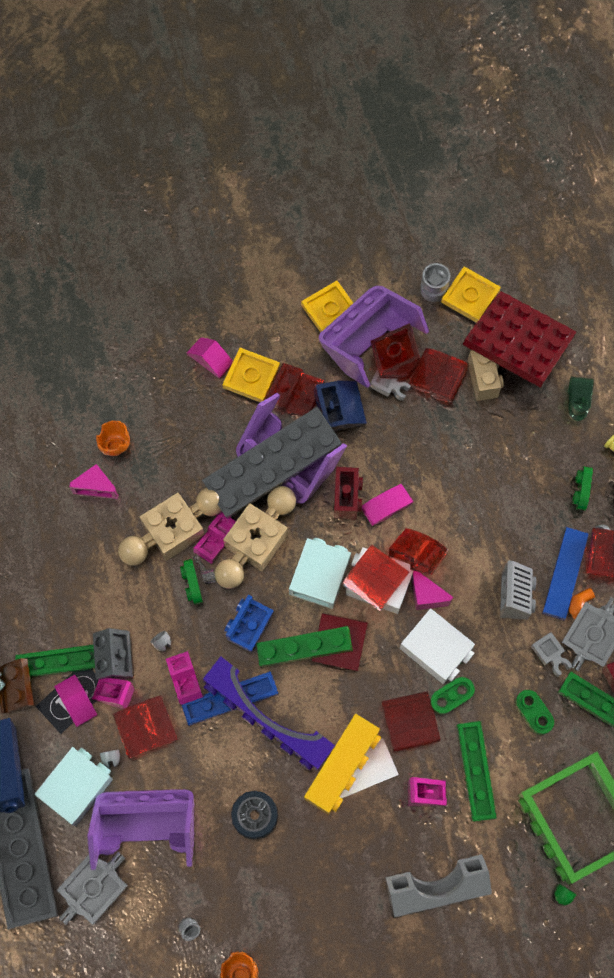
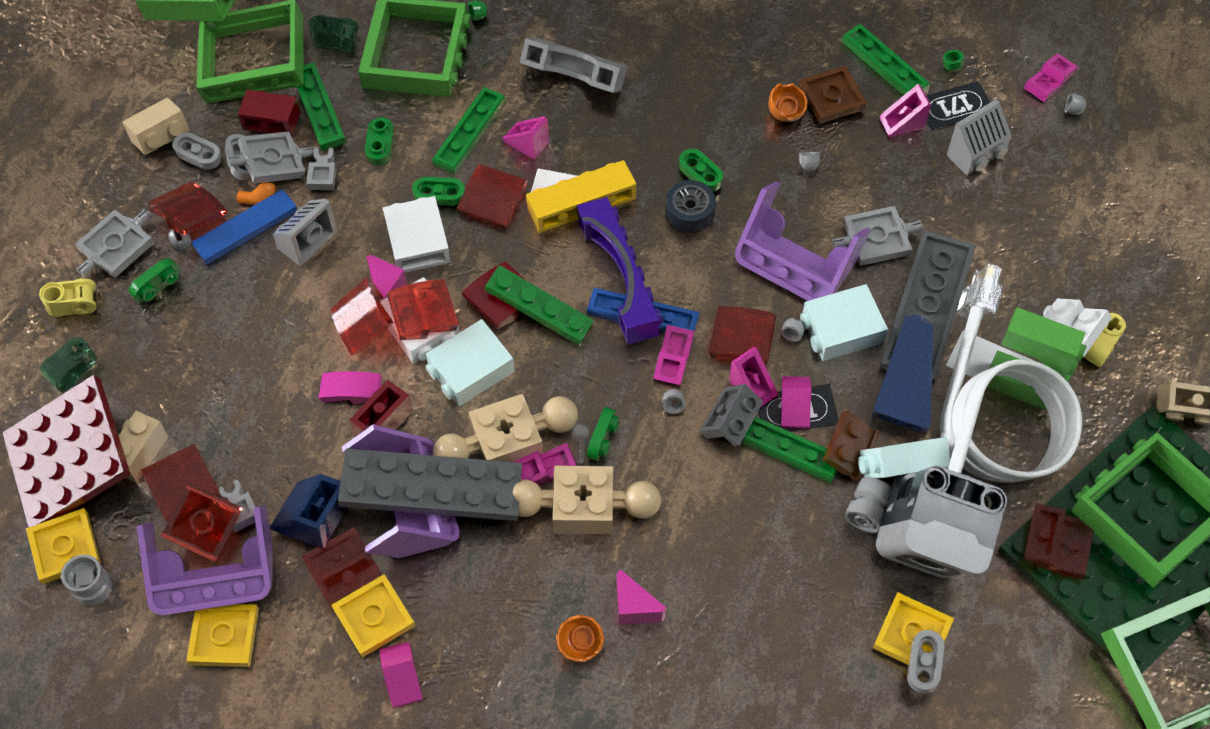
camera: 145 degrees left, 10 degrees down
(248, 623) = (575, 360): blue bracket -> none
(268, 855) = (703, 169): none -> green plate

